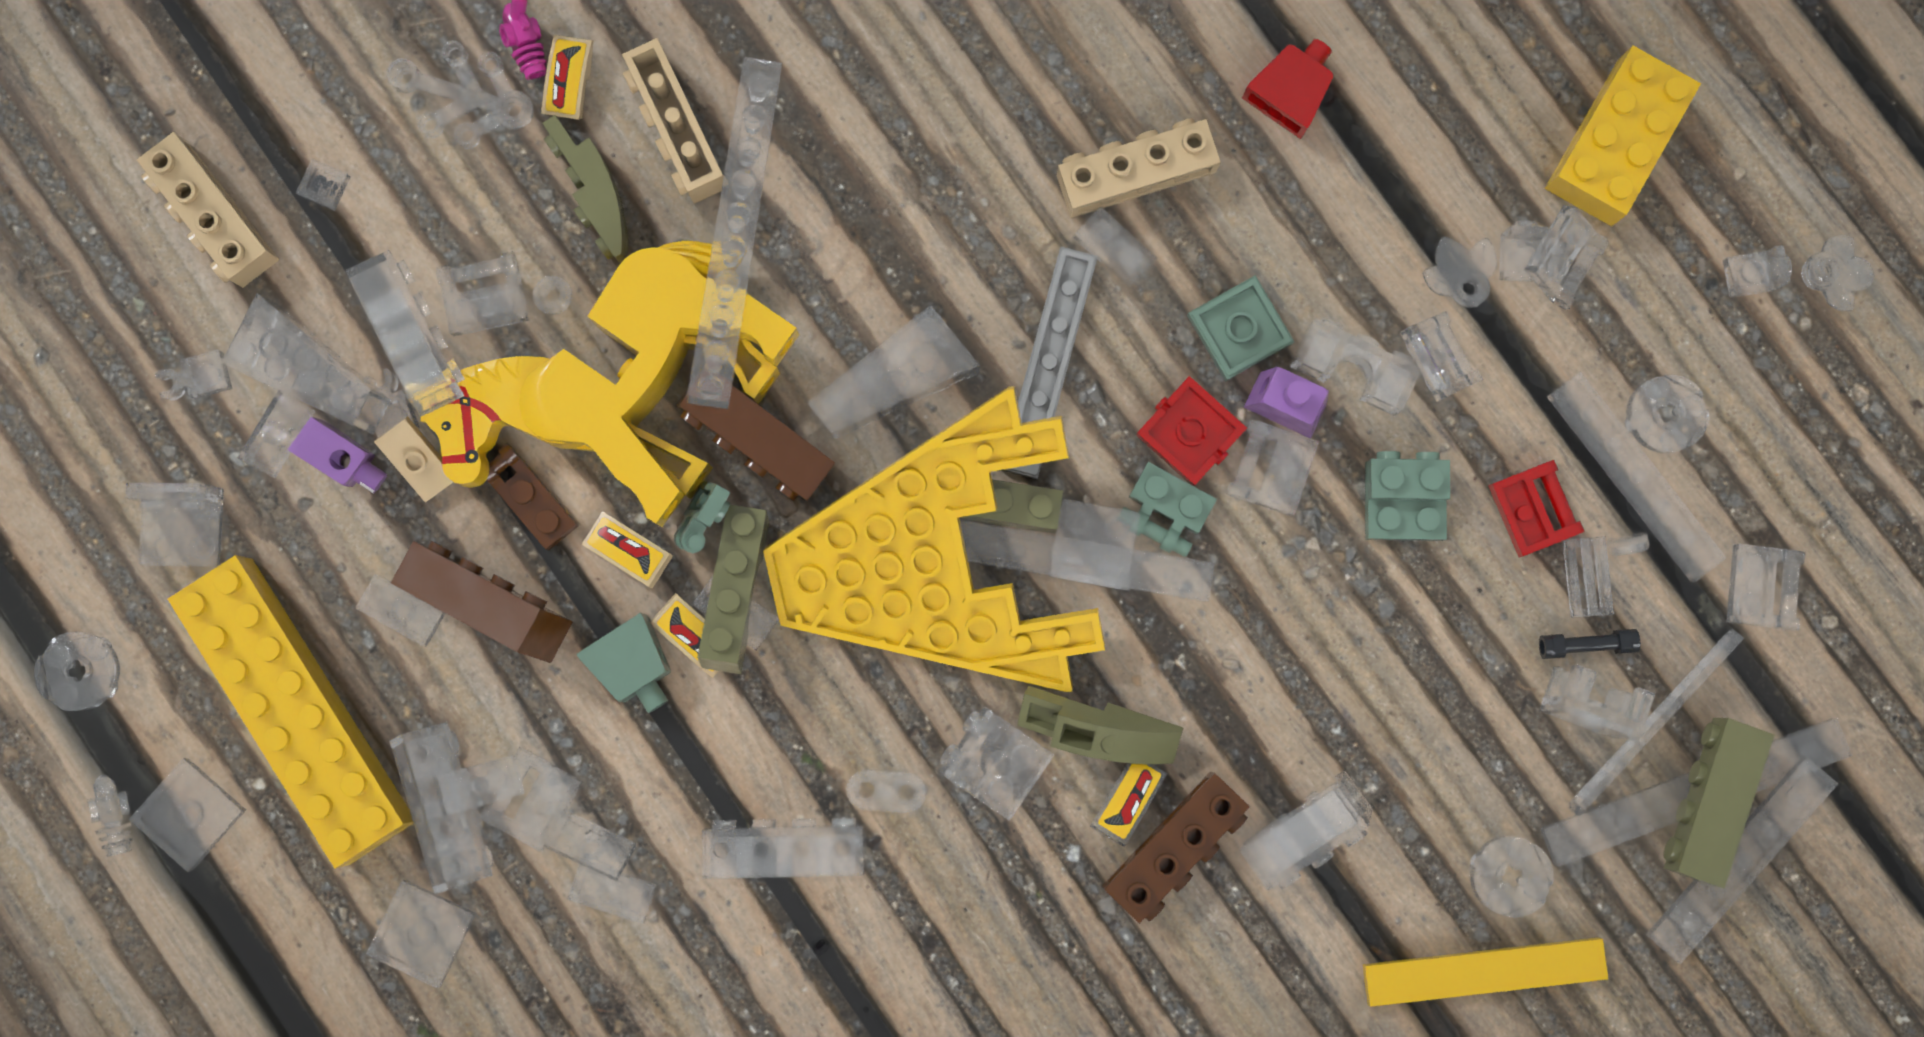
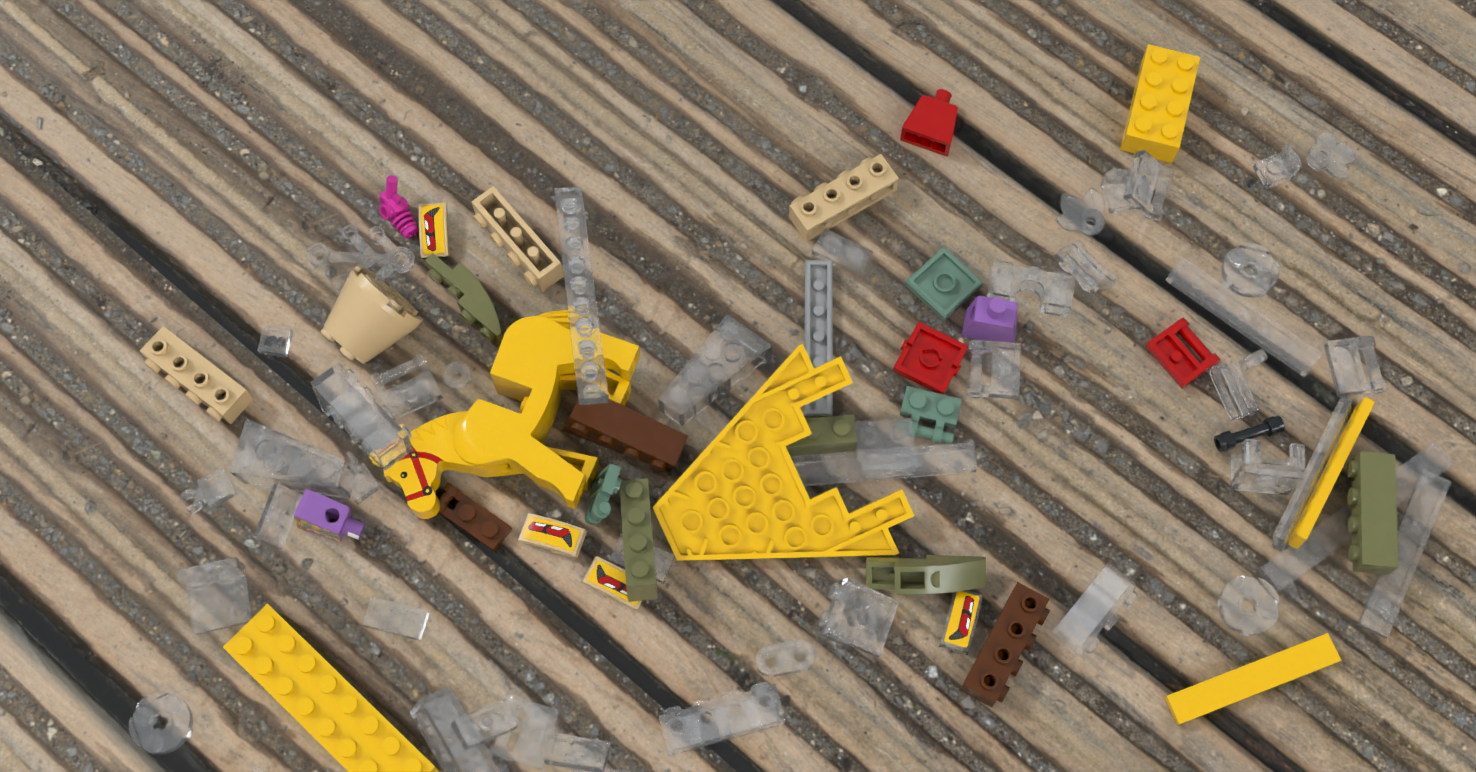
camera: 15 degrees left, 15 degrees down
(414, 458) = (384, 508): tan plate -> none
(450, 186) = (368, 316): none -> tan cone
(482, 602) = (456, 594): reddish brown wedge -> none
(630, 662) = (573, 613): sand green torso -> none
(1406, 497) = (1092, 366): sand green plate -> none
(1681, 729) = (1330, 473): none -> yellow tile

